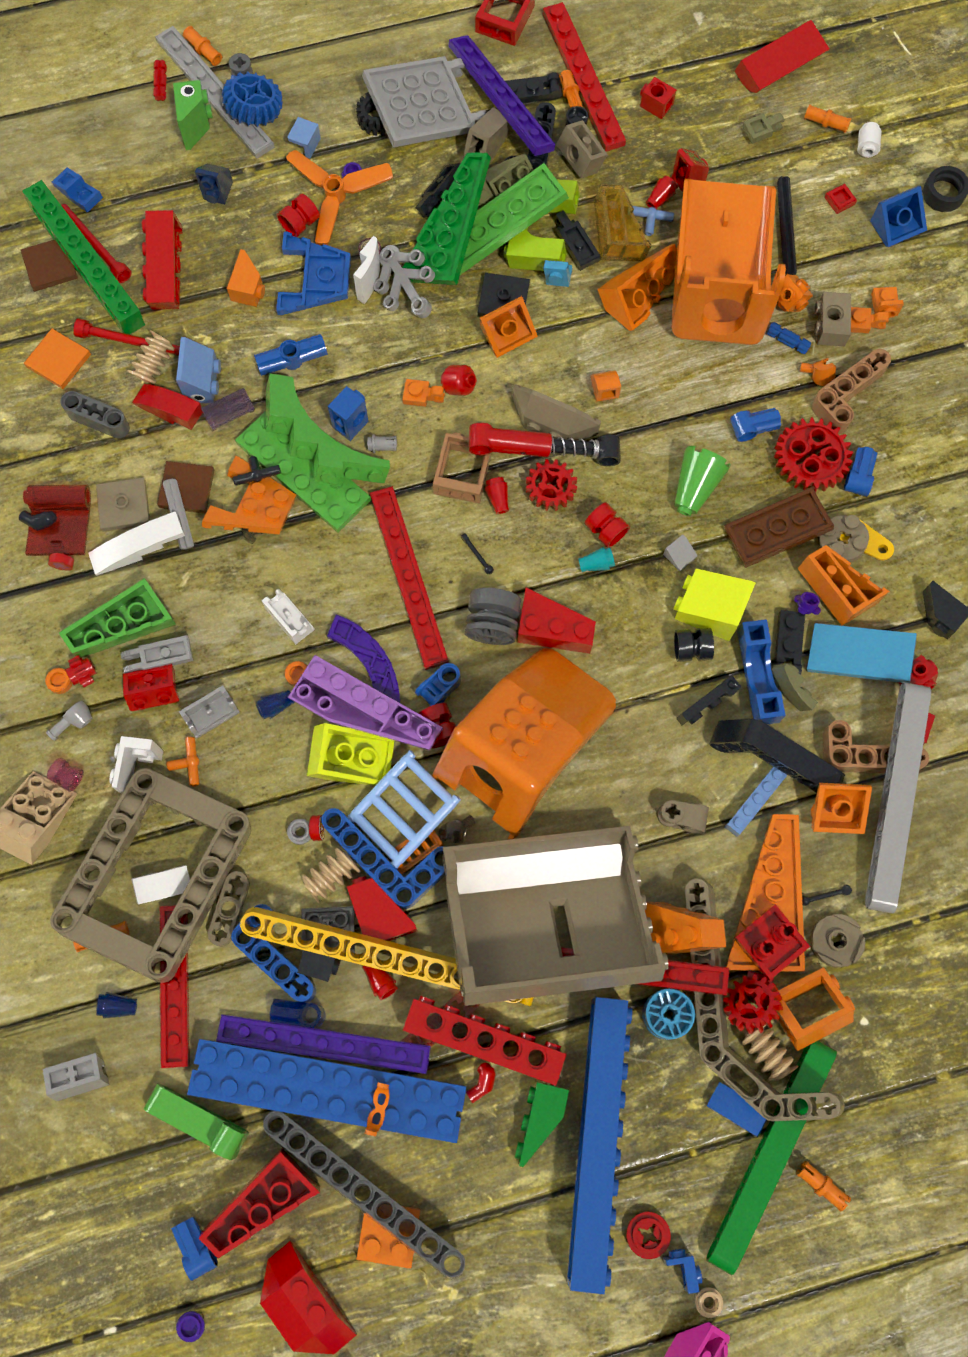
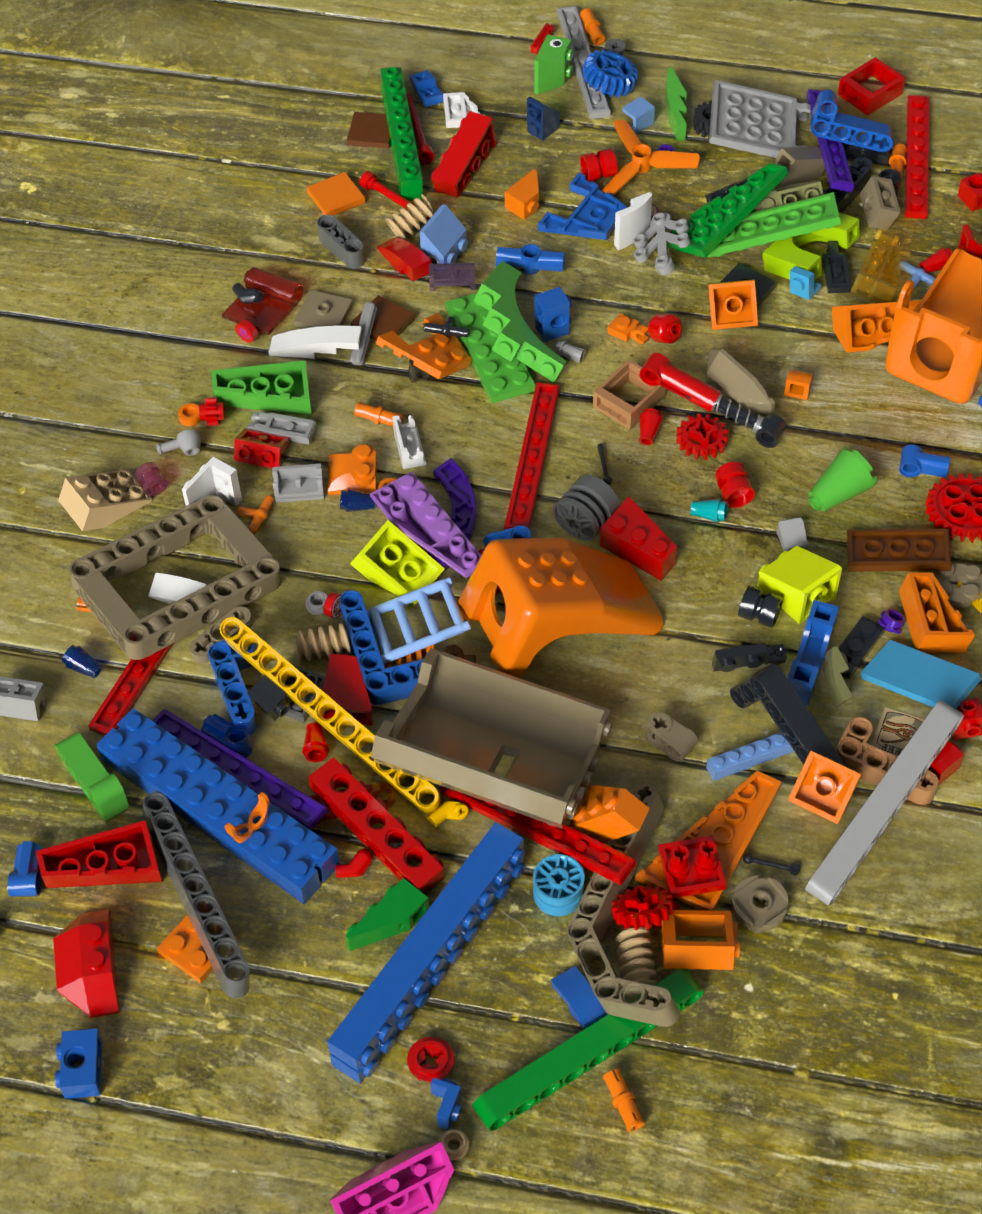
camera: 30 degrees right, 20 degrees down
(127, 204) = (456, 108): none -> white wing
(241, 598) = (376, 414): none -> orange pin
(251, 672) = (353, 470): none -> orange slope
(331, 107) = (676, 105): none -> bright green slope
(516, 77) = (882, 133): none -> blue beam
(866, 713) = (895, 731): none -> sticker

